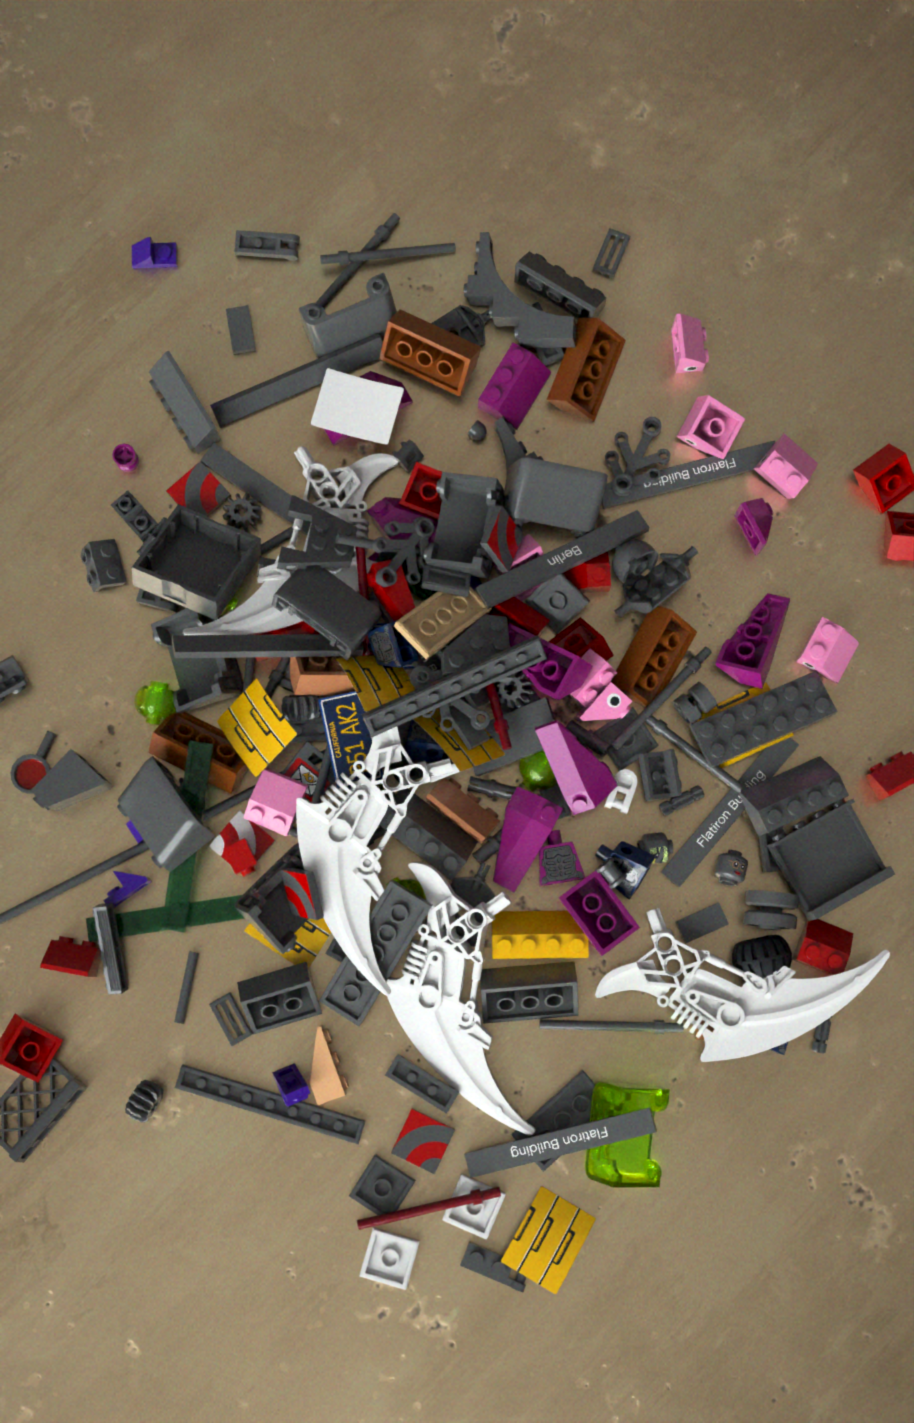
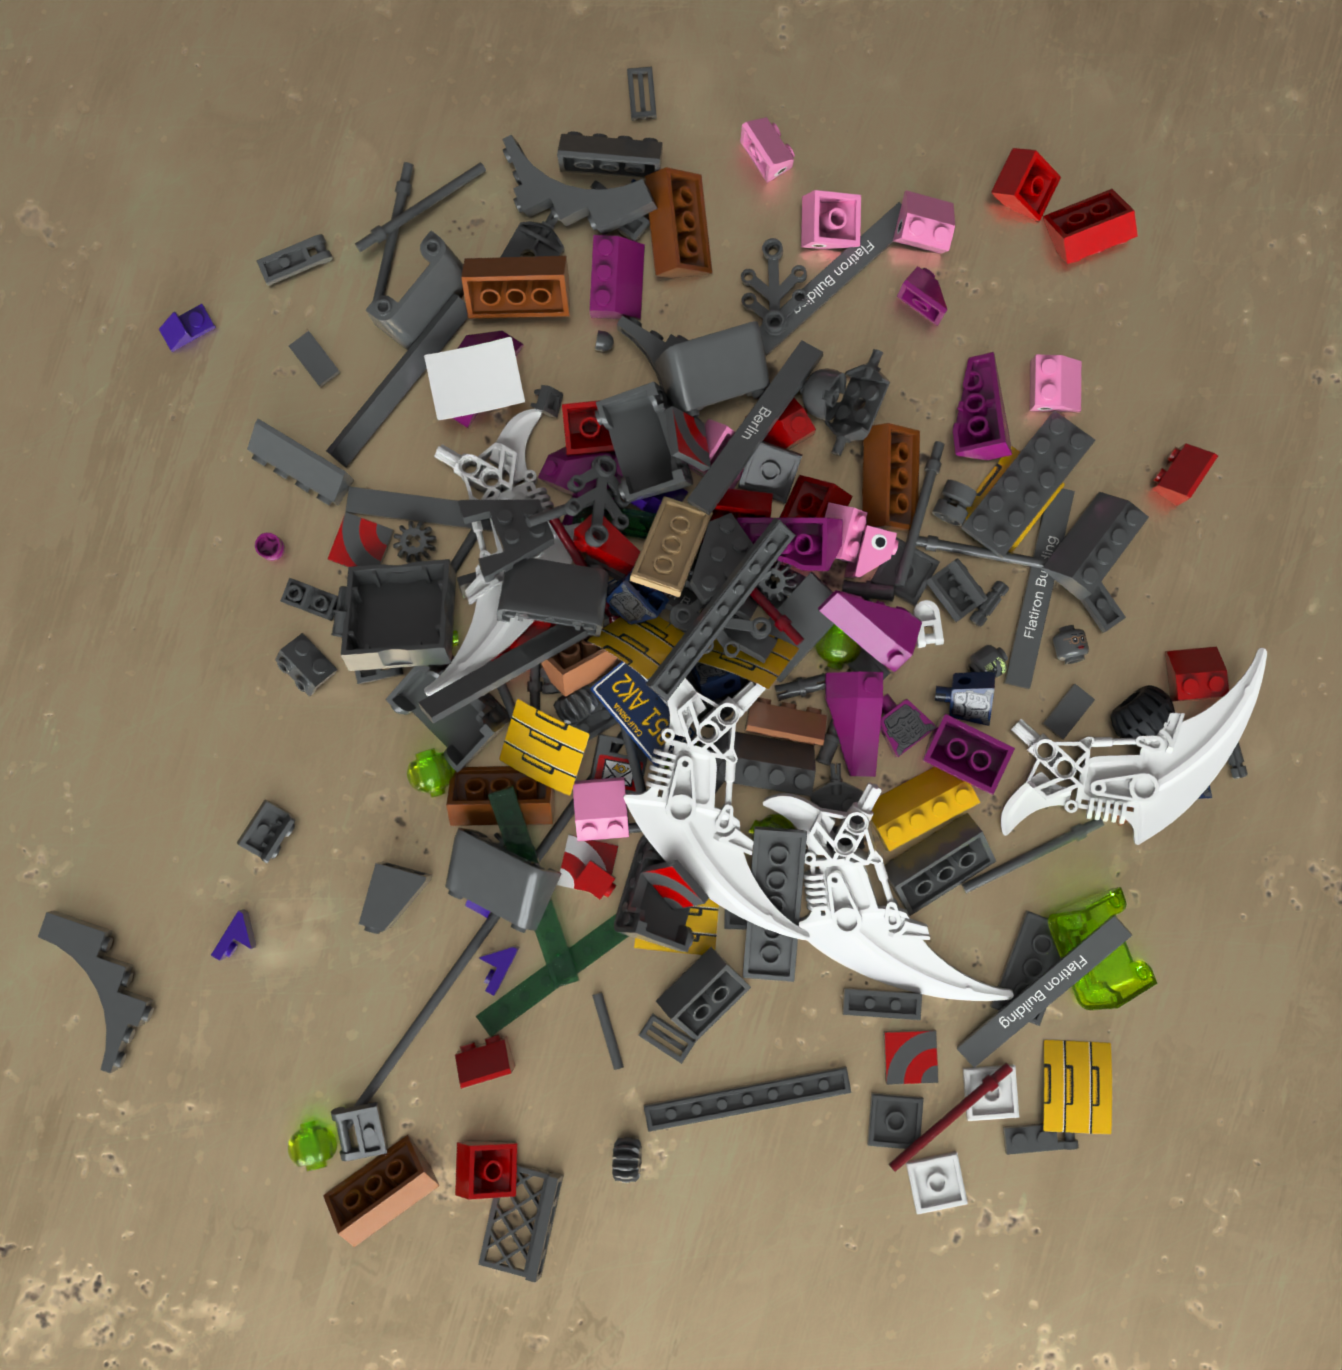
camera: 30 degrees left, 5 degrees up
(32, 768) = (345, 901): piece -> none
(110, 948) = (516, 1033): dark grey piece -> none
(291, 1085) = (758, 1070): dark purple slope -> none
(325, 1077) = (787, 1046): light nougat slope -> none
(446, 581) = (655, 508): dark grey tile -> none
(611, 872) = (961, 709): dark grey bush -> none
(770, 912) = (1130, 667): dark grey wheel -> none
(828, 859) = (1160, 589): dark grey panel -> none

